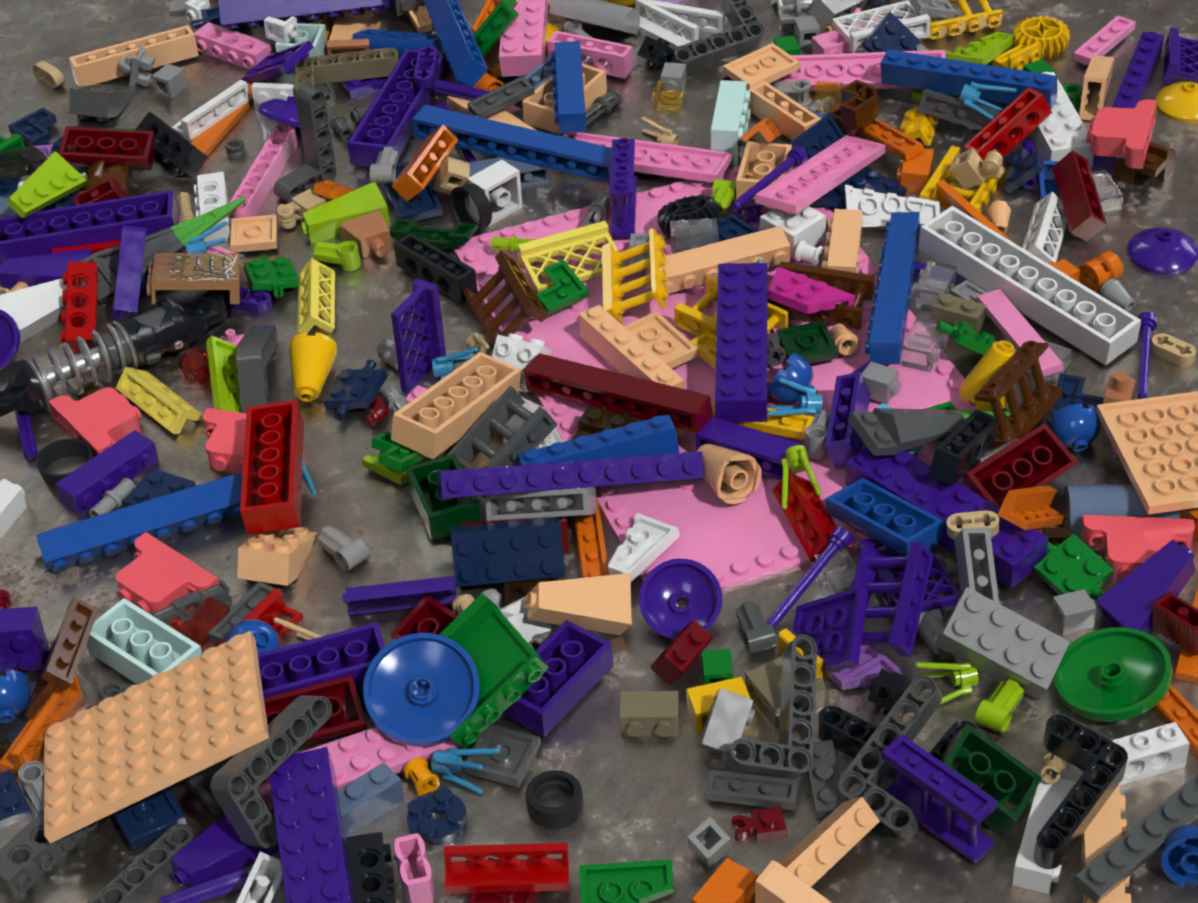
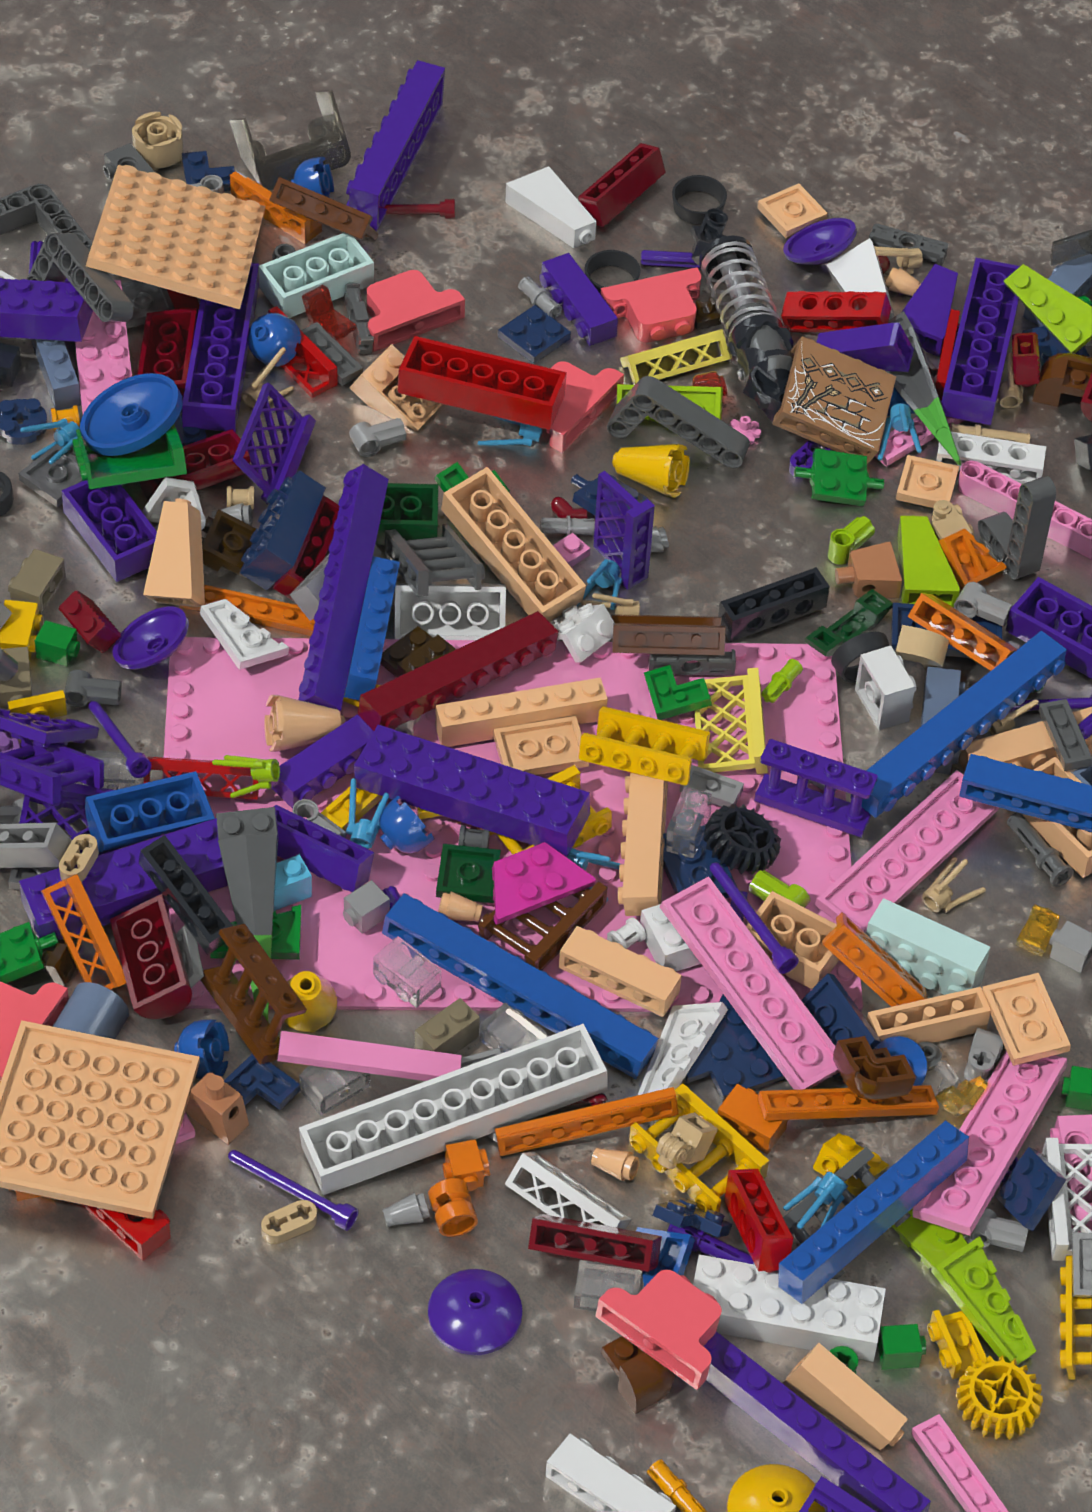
camera: 105 degrees right, 10 degrees up
(158, 517) = (485, 290): blue brick -> none
(309, 295) = (785, 498): light yellow fence -> none
(966, 336) = (384, 1013): green plate -> none

